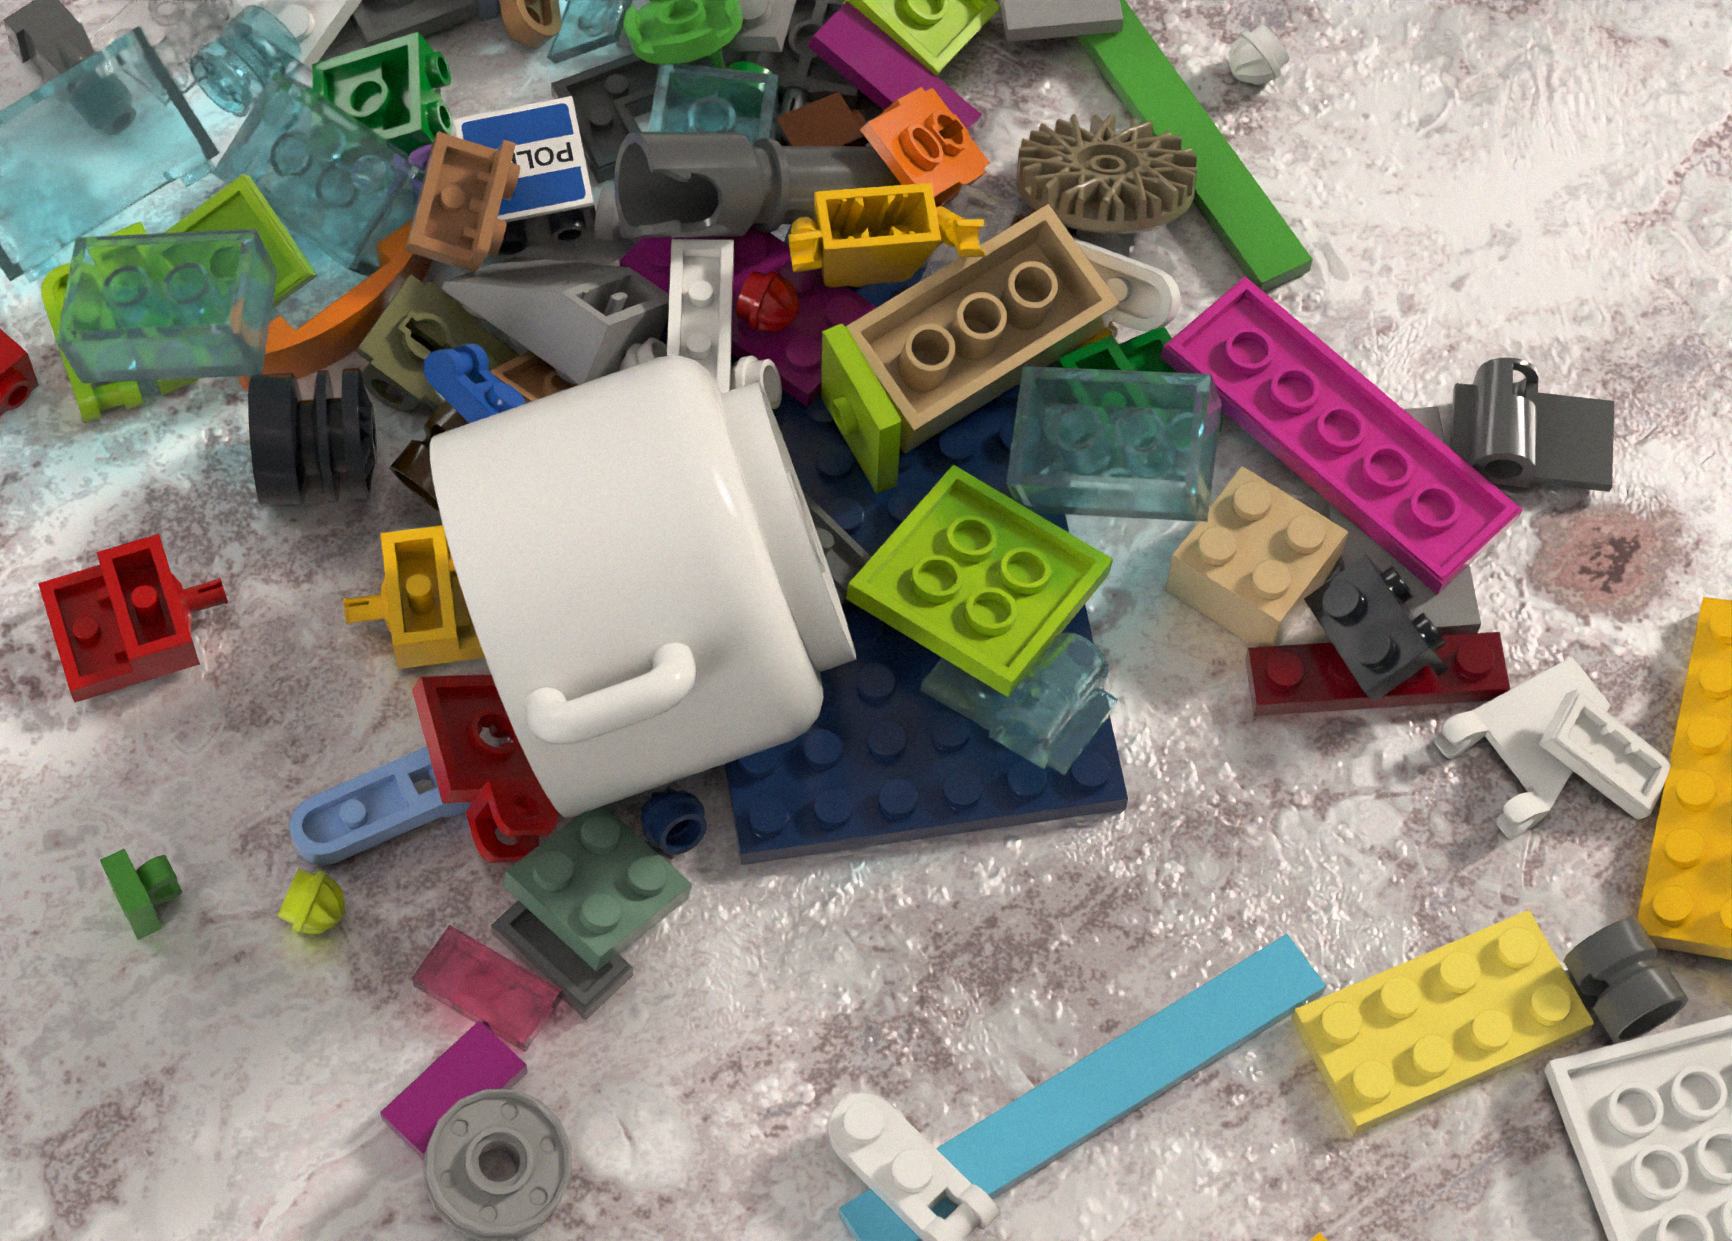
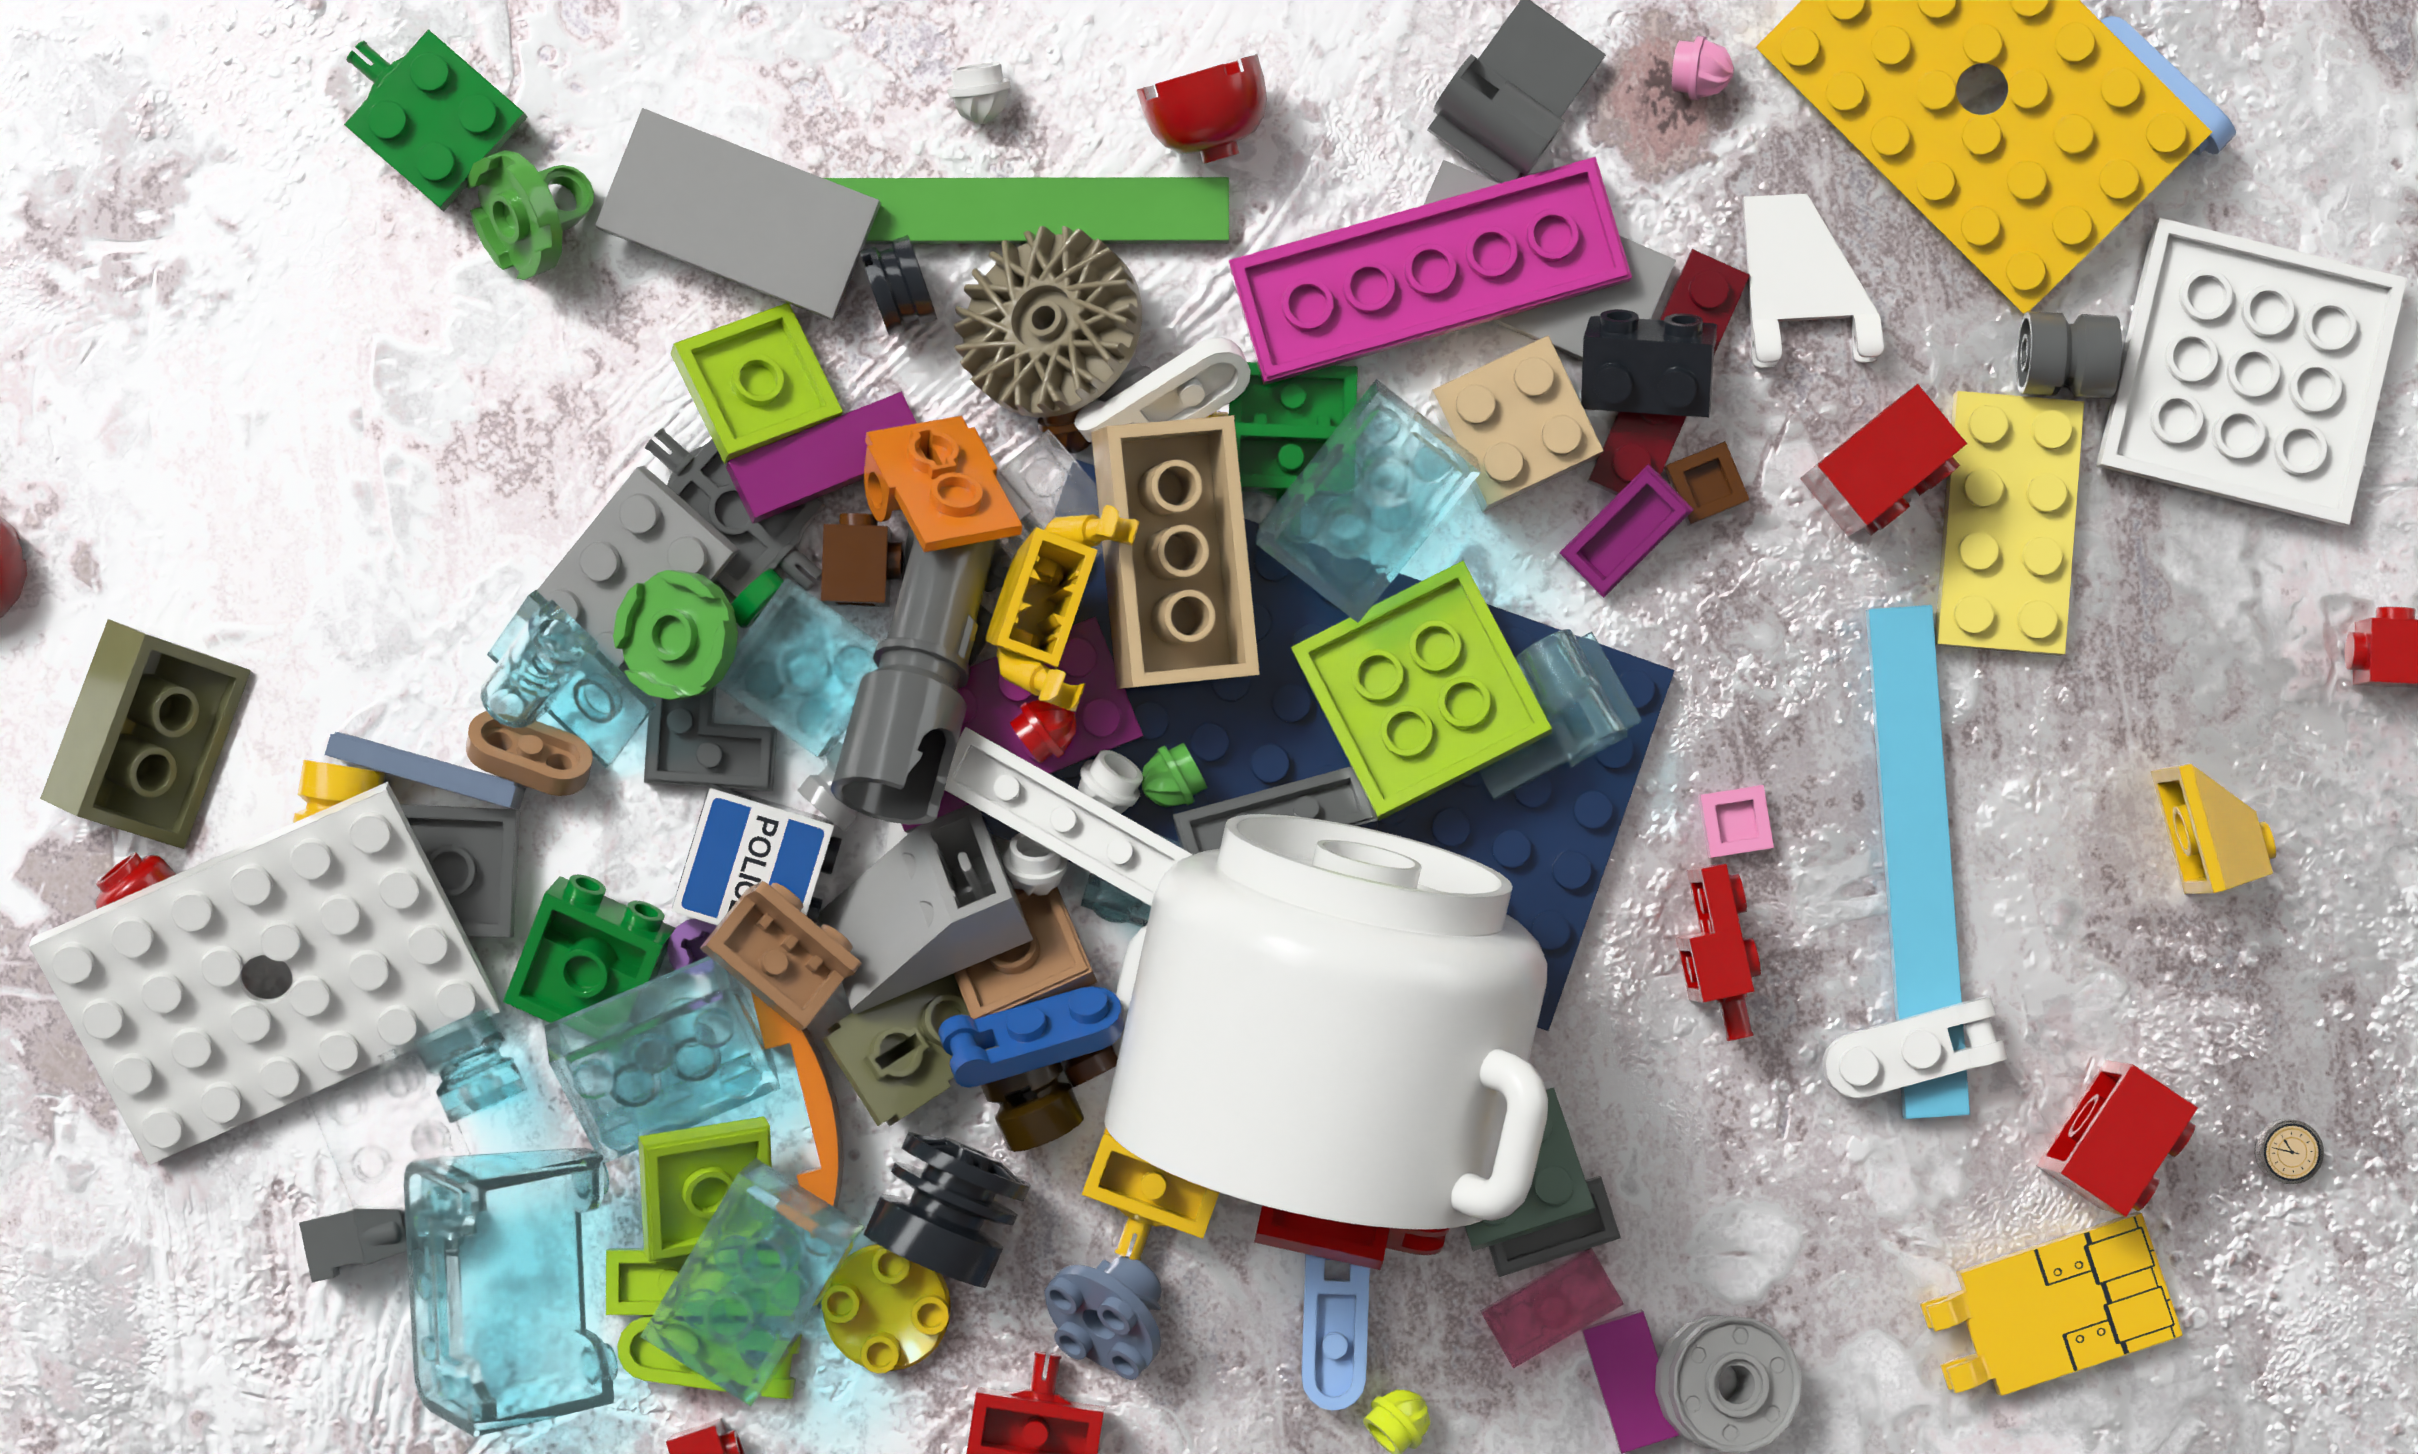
camera: 60 degrees left, 25 degrees up
(197, 452) = (886, 1310): none -> yellow dish
(287, 610) = (1107, 1314): none -> sand blue plate
(797, 430) = (1172, 777): none -> bright green plate
(860, 408) = (1201, 708): lime plate -> none
(898, 936) = (1719, 959): none -> red plate
(1025, 923) = (1735, 821): none -> bright pink tile
(1064, 65) = (898, 285): none -> black wheel
(1224, 693) = (1626, 530): none -> magenta tile
(1307, 743) = (1707, 482): none -> reddish brown plate
(1358, 202) = (1207, 108): none -> red cylinder
(1425, 859) = (1874, 468): none -> red brick
(1606, 754) = (1859, 234): white plate -> none
(1652, 559) = (1701, 68): none -> bright pink plate

